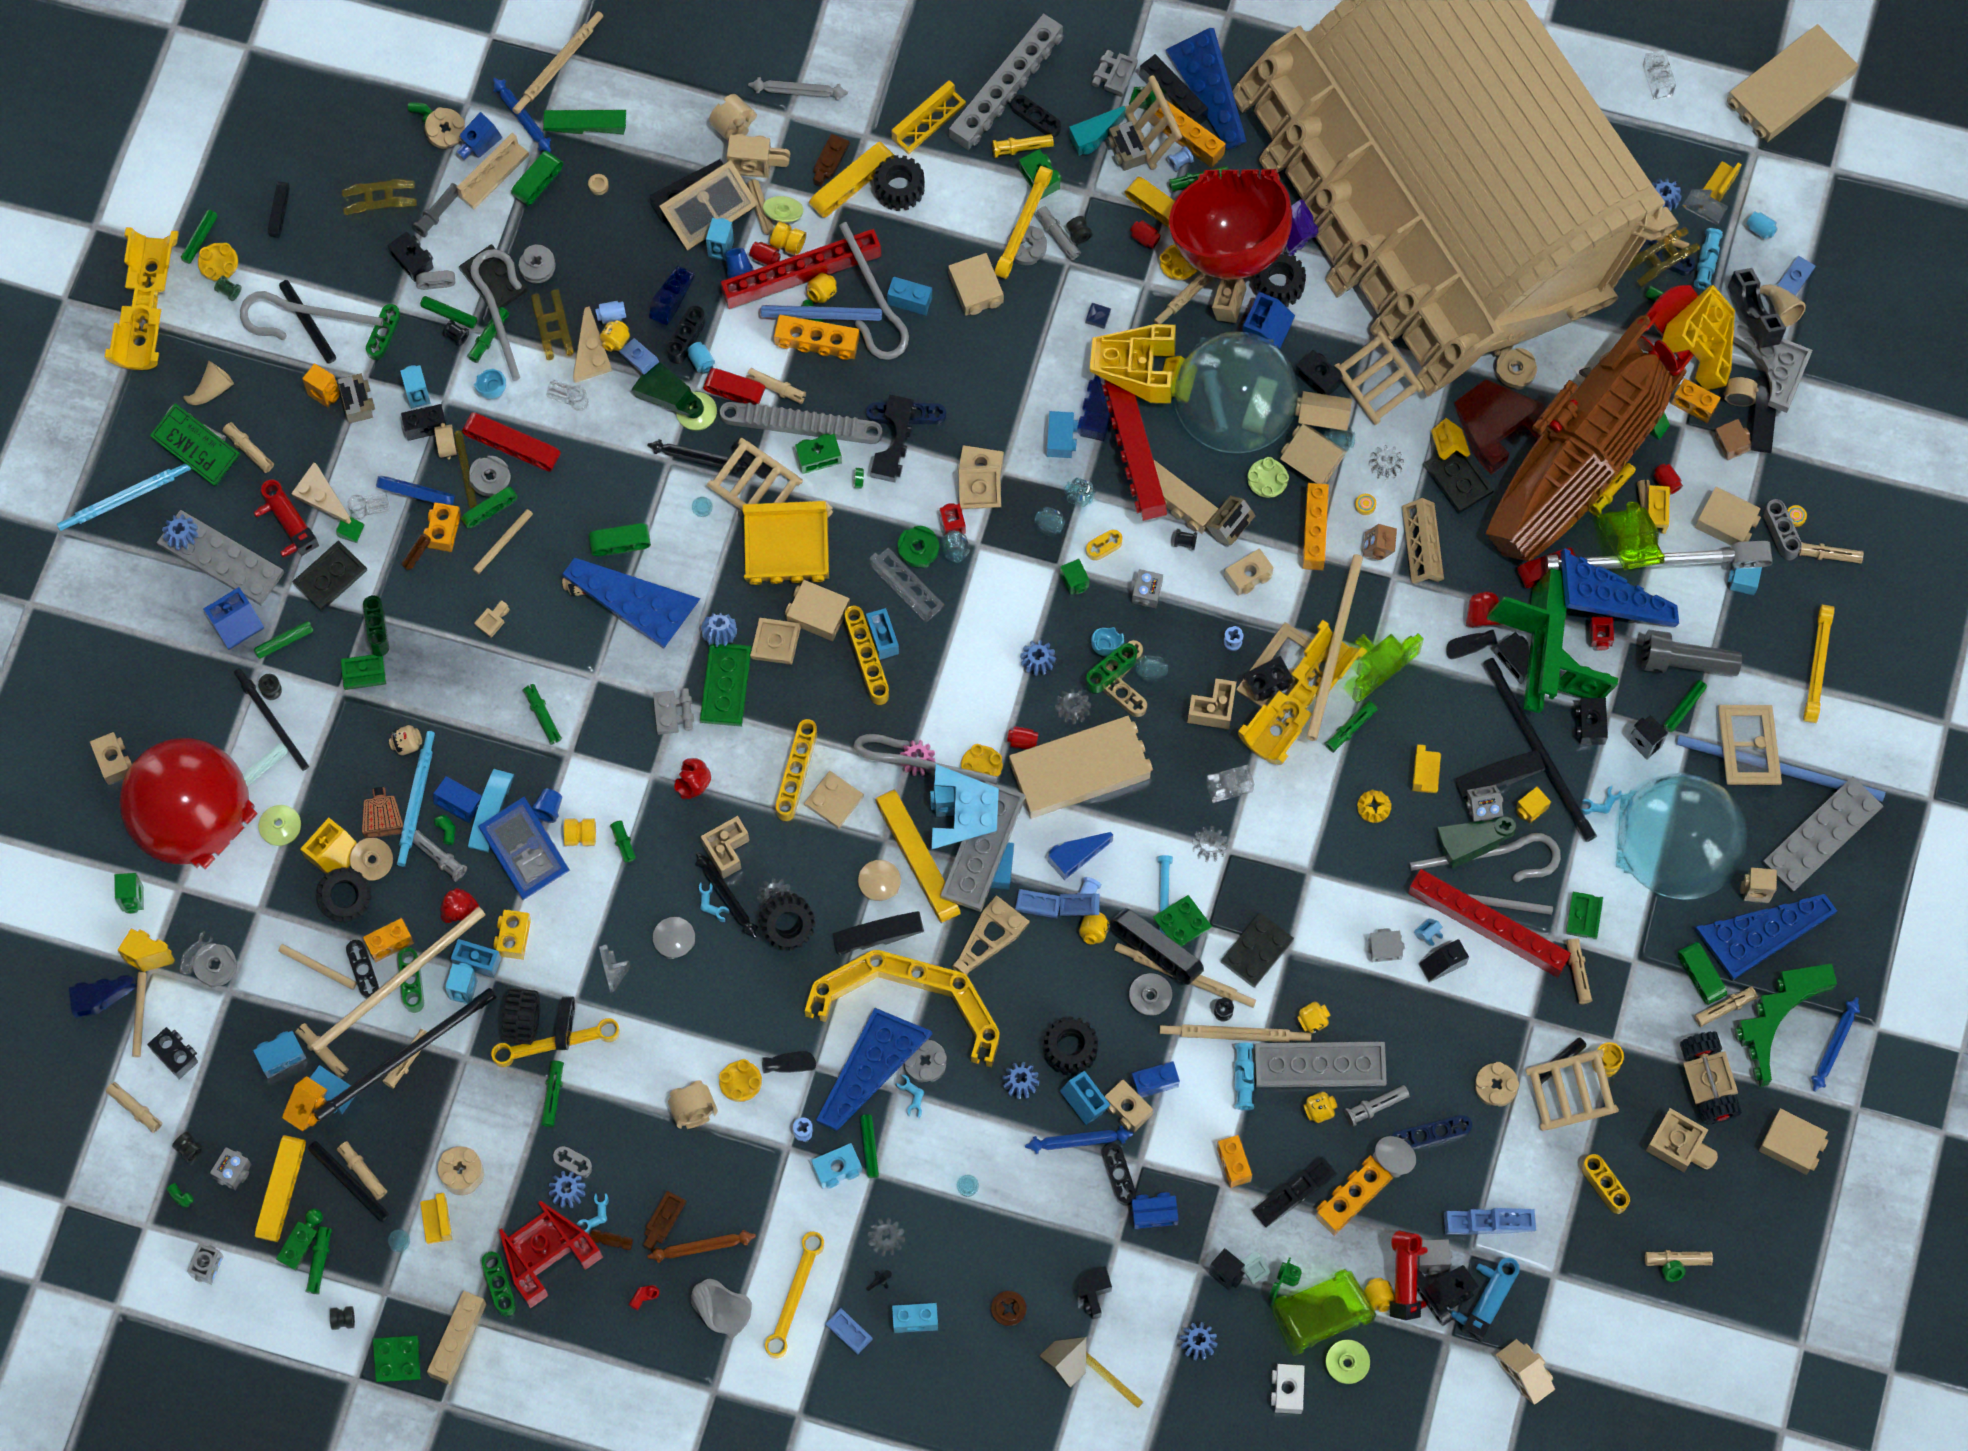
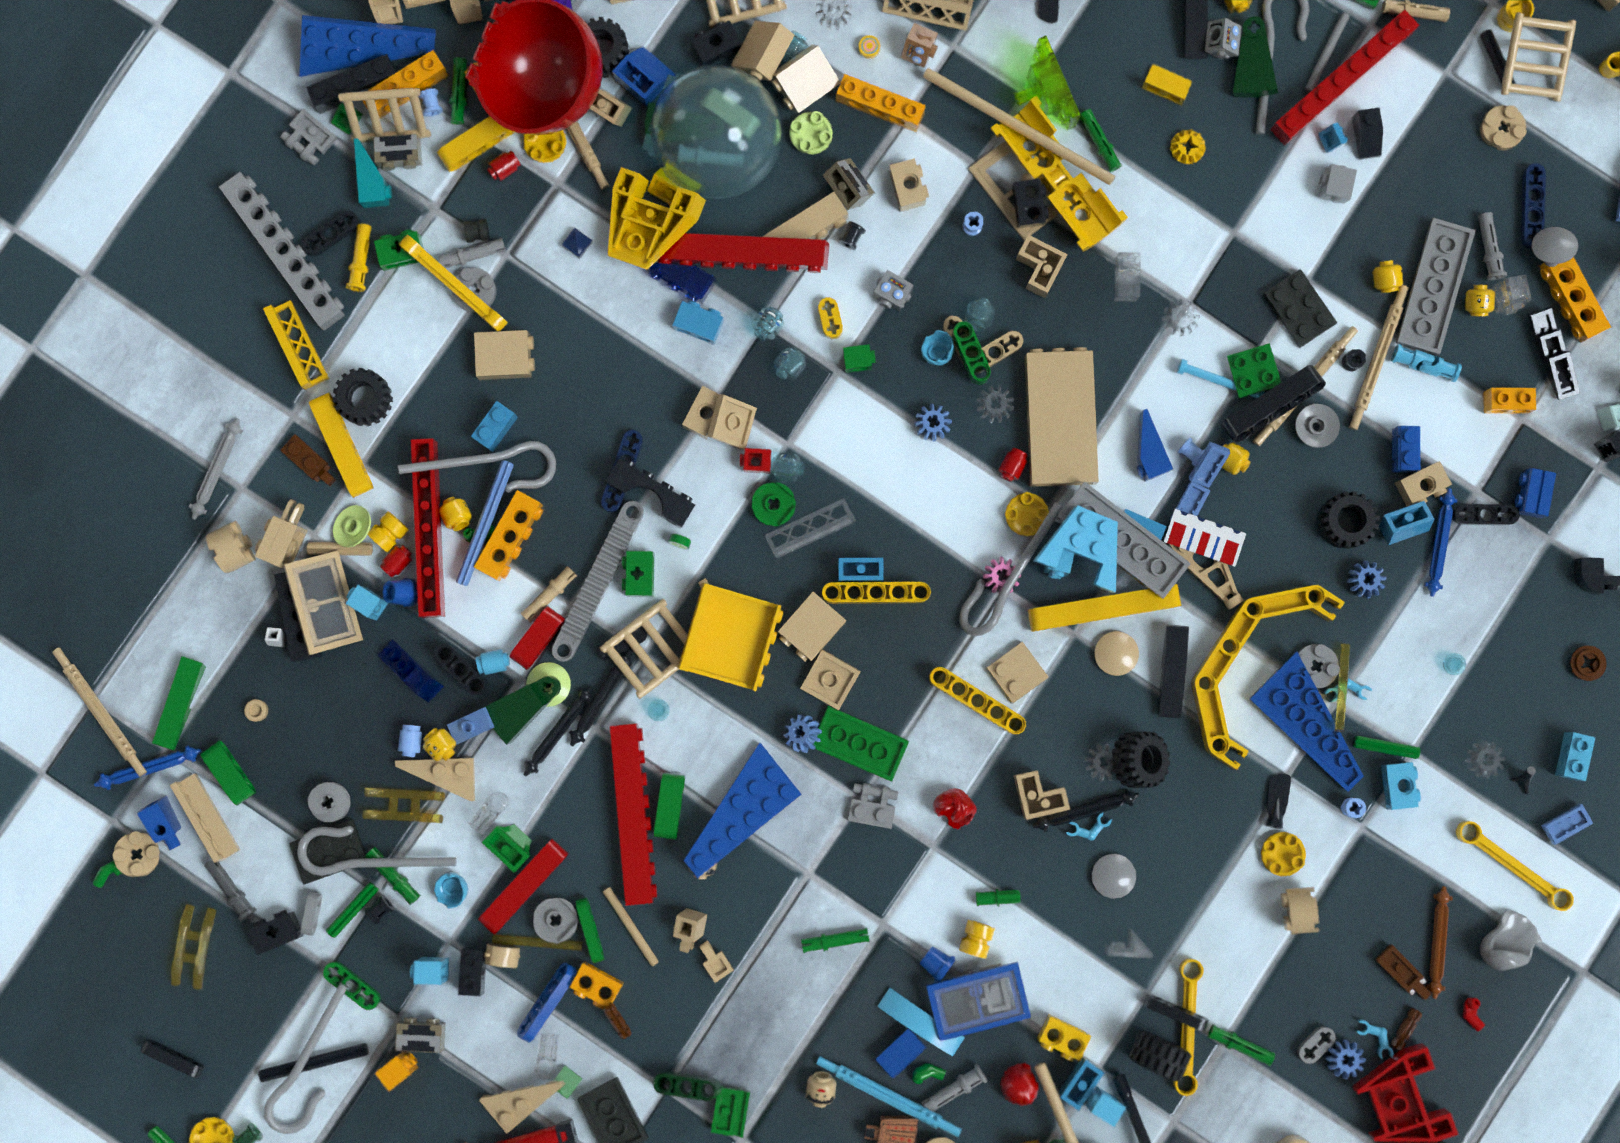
camera: 70 degrees left, 15 degrees up
(516, 586) = (689, 928): none -> tan brick
(543, 419) = (509, 845): none -> green slope
(603, 511) = (632, 814): none -> red brick
(657, 430) = (558, 731): none -> black wheel
(665, 177) = (270, 637): none -> white piece
(913, 1085) = (1342, 688): none -> clear yellow bar
(1011, 923) = (1205, 537): none -> sticker
(1334, 1129) = (1511, 294): none -> clear brick

